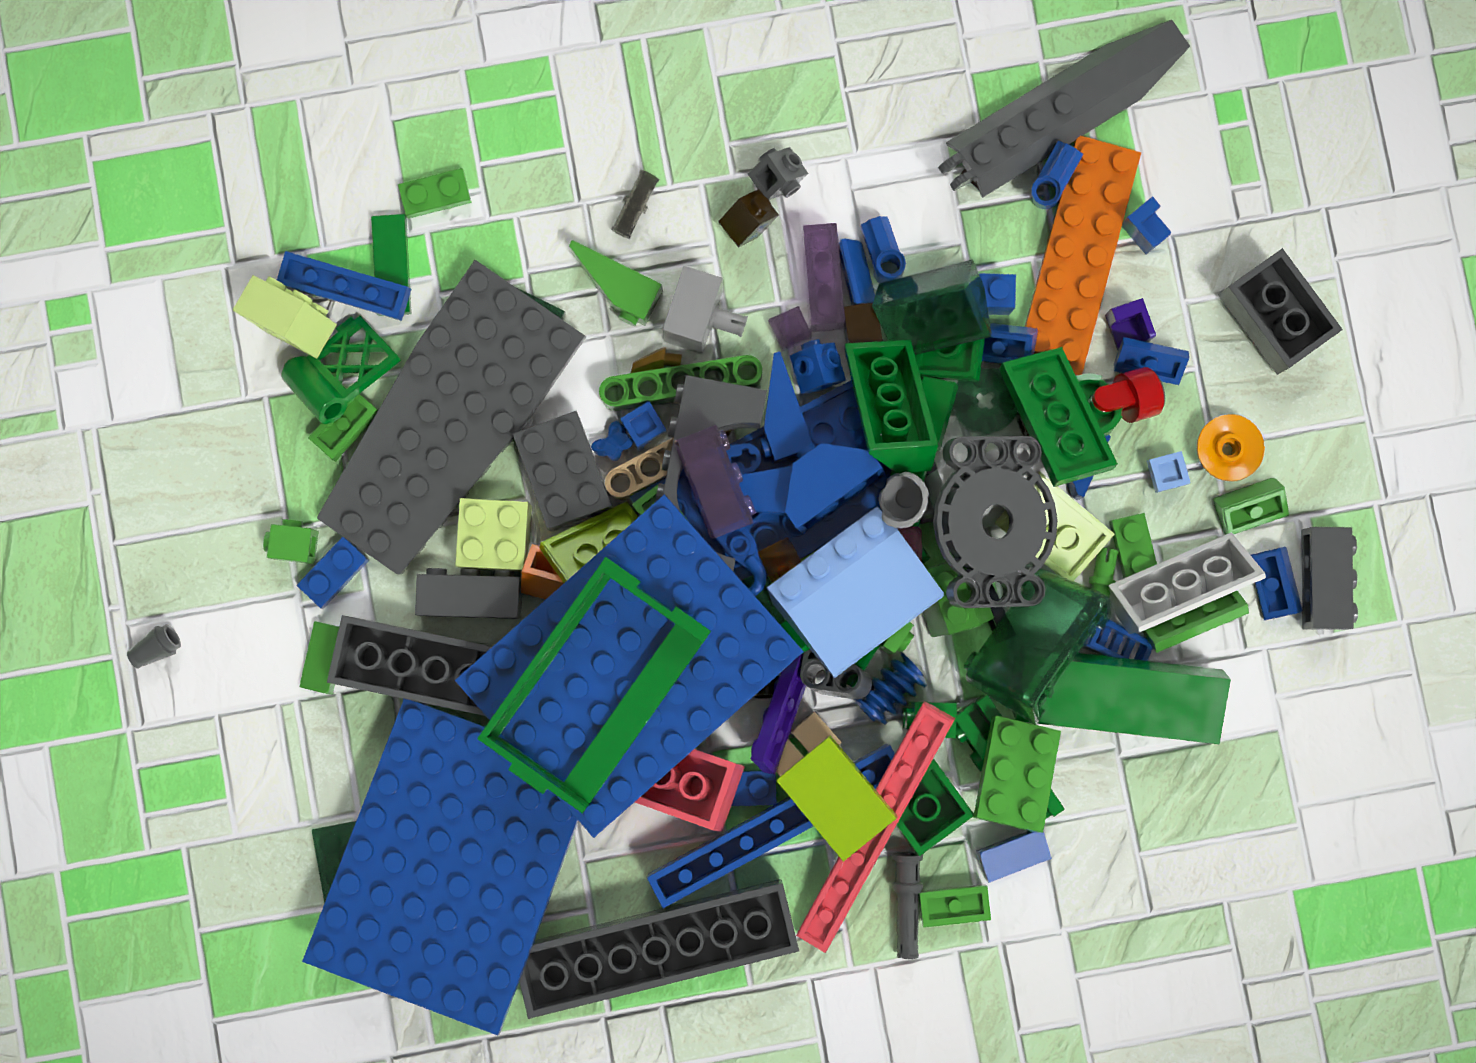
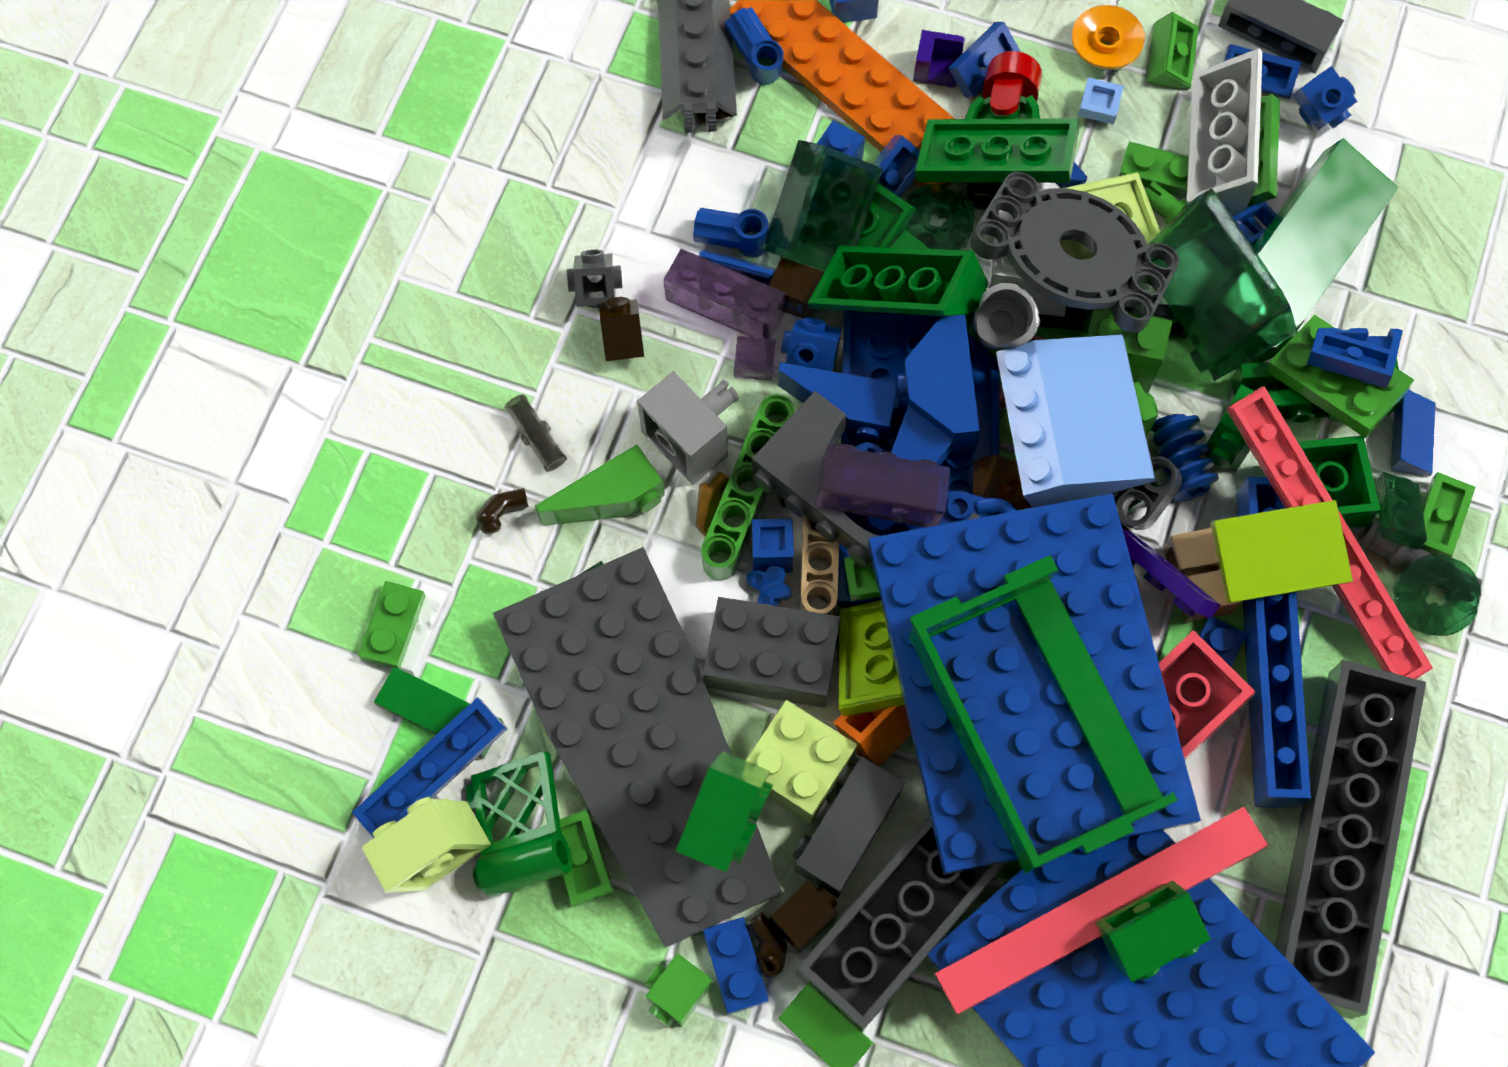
camera: 55 degrees left, 15 degrees down
(358, 589) = (771, 945): none -> dark brown arm
(389, 600) = (805, 915): none -> dark brown brick
(409, 506) = (721, 816): none -> green brick
(490, 842) = (1153, 931): none -> green brick
(494, 801) = (1073, 923): none -> coral tile
(563, 211) = (496, 506): none -> dark brown arm
(864, 934) = (1461, 599): none -> clear green plate
(937, 872) = (1400, 511): none -> clear green plate
(1033, 778) = (1356, 354): none -> blue wing
(1276, 638) = (1325, 99): none -> blue brick

